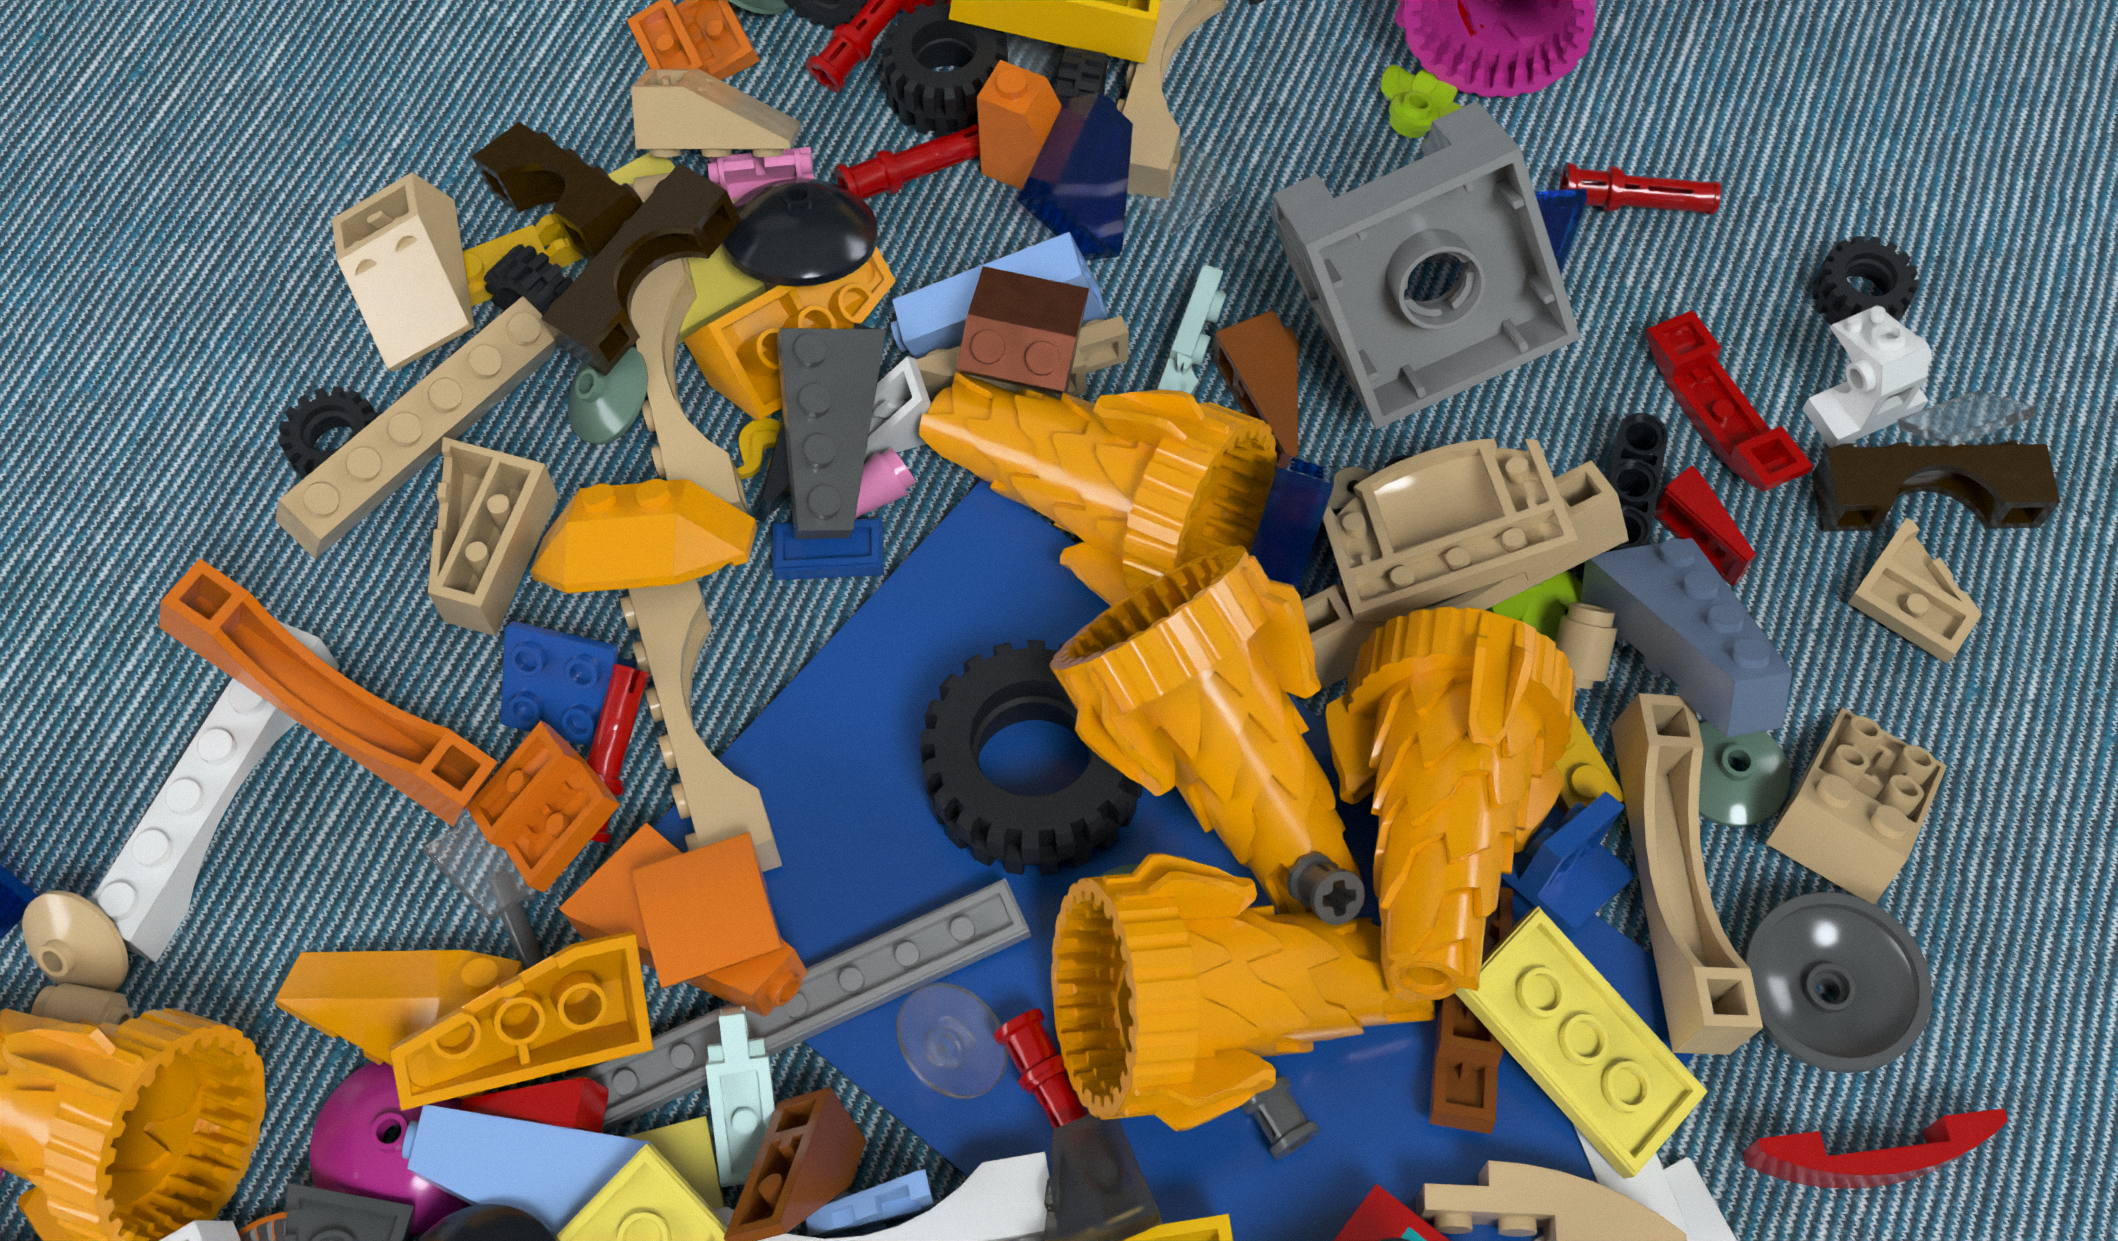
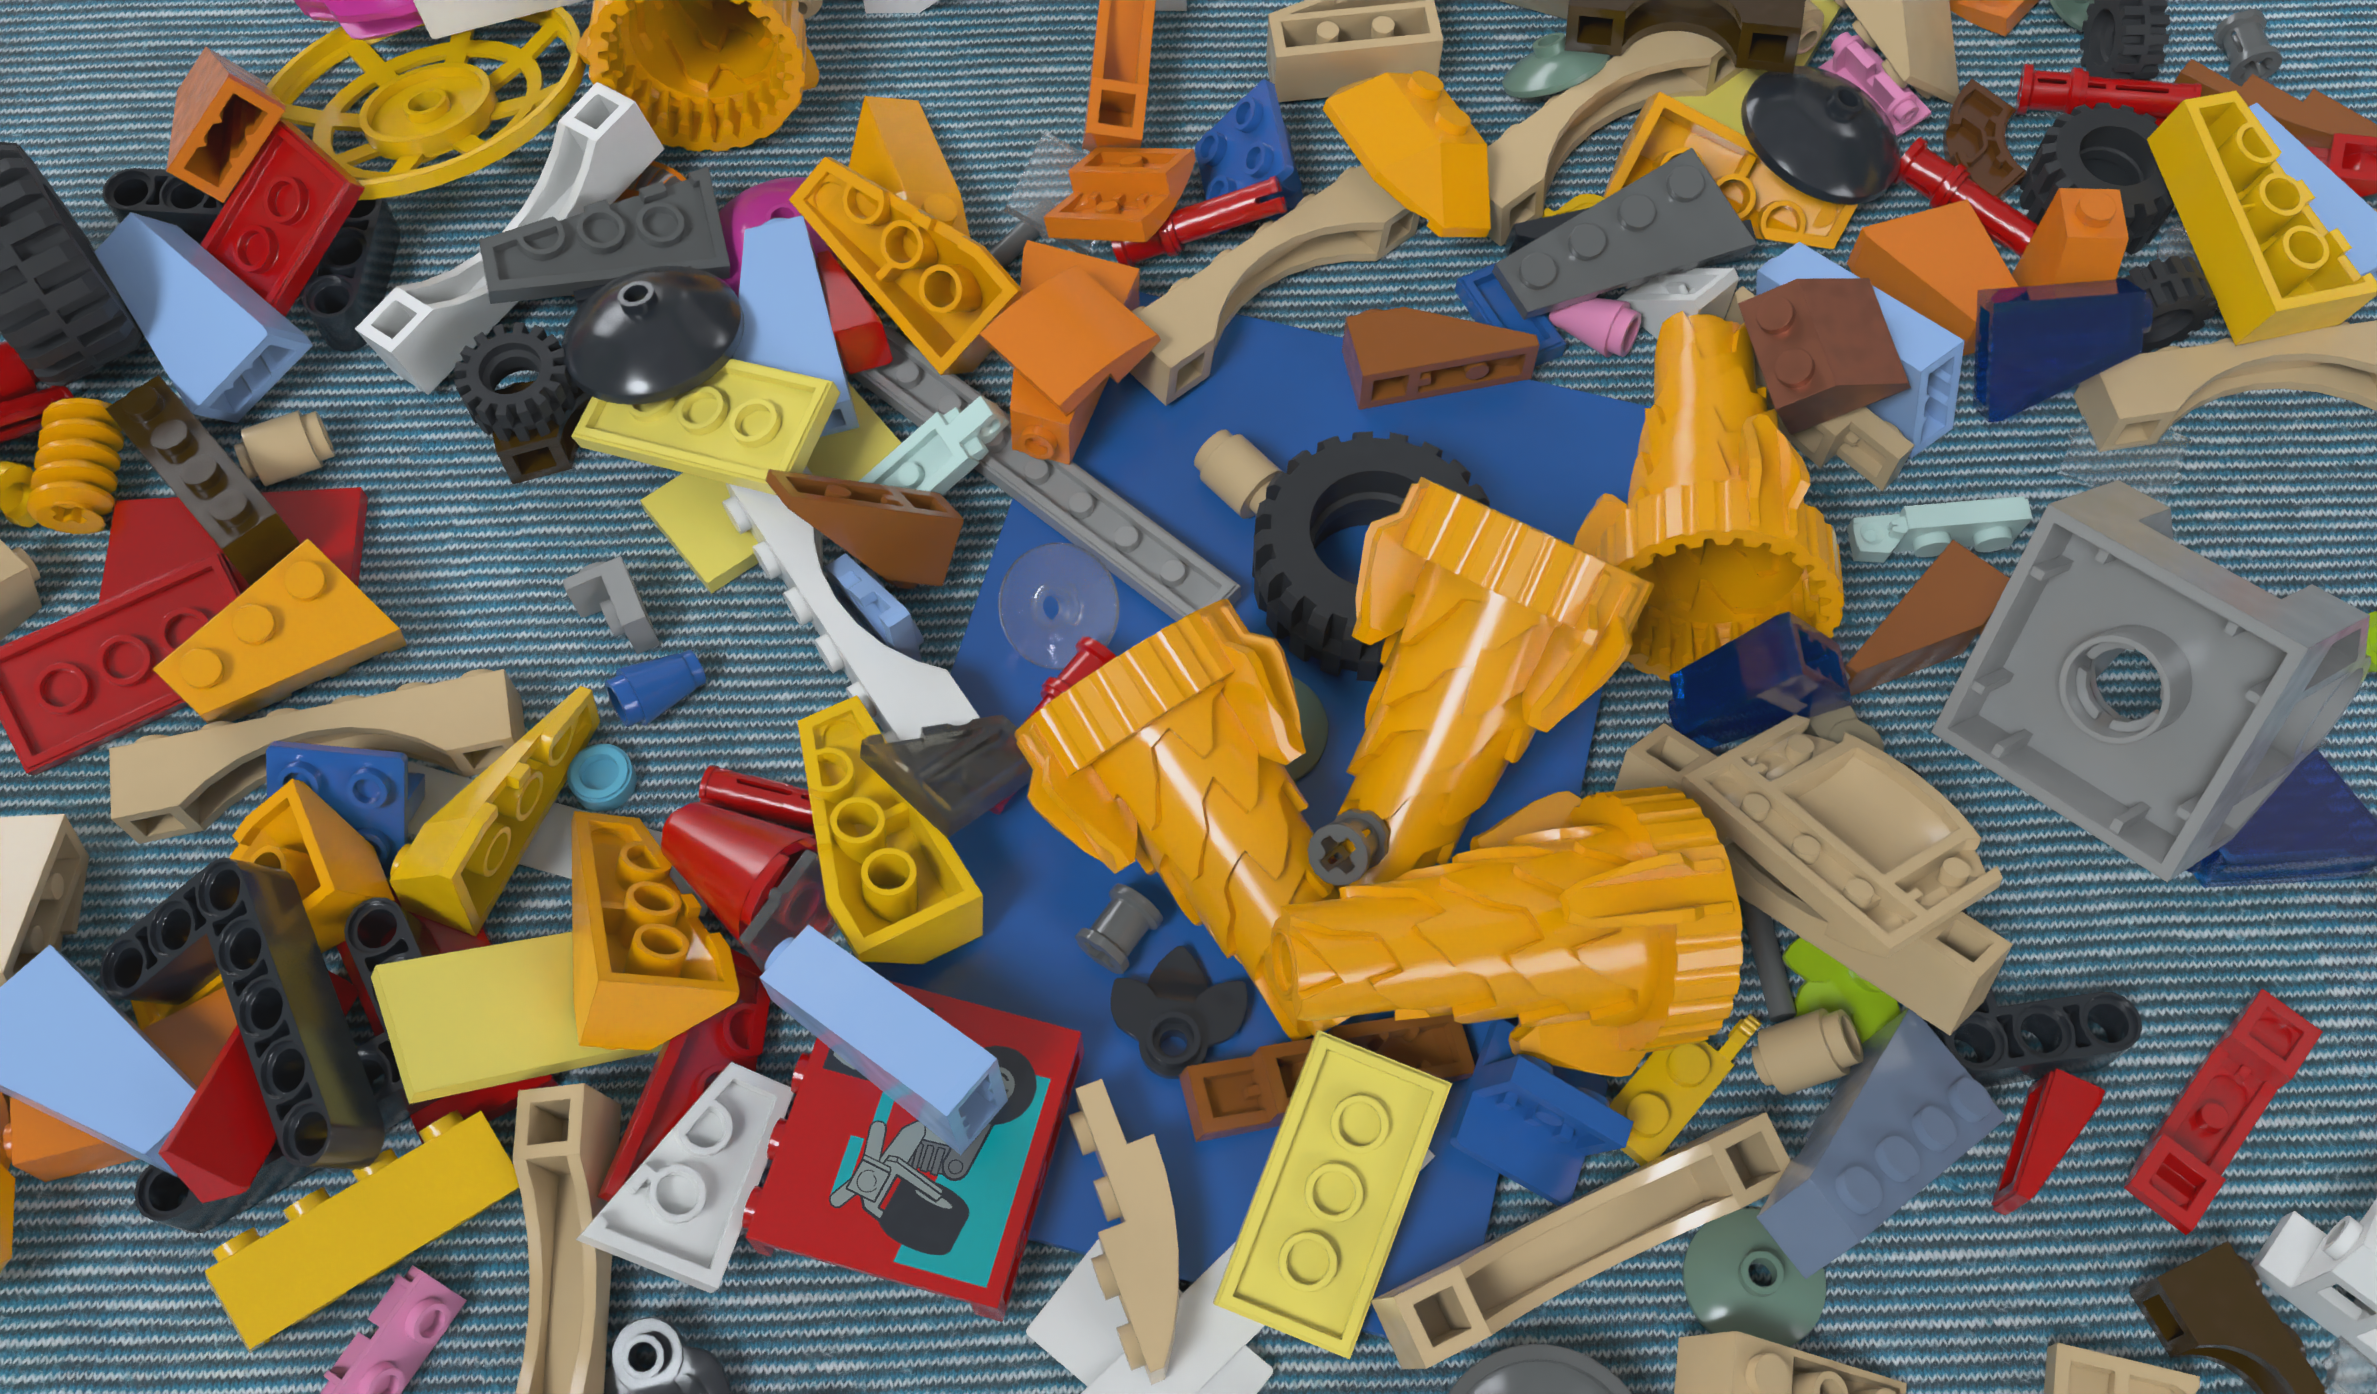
camera: 65 degrees right, 0 degrees up
(846, 632) = (1425, 354): none -> dark orange slope
(848, 131) = (1977, 139): none -> reddish brown tile
(892, 831) = (1235, 471): none -> tan brick
(965, 219) = (1933, 265): none -> orange slope
(1362, 1098) = (1180, 1006): none -> black plate

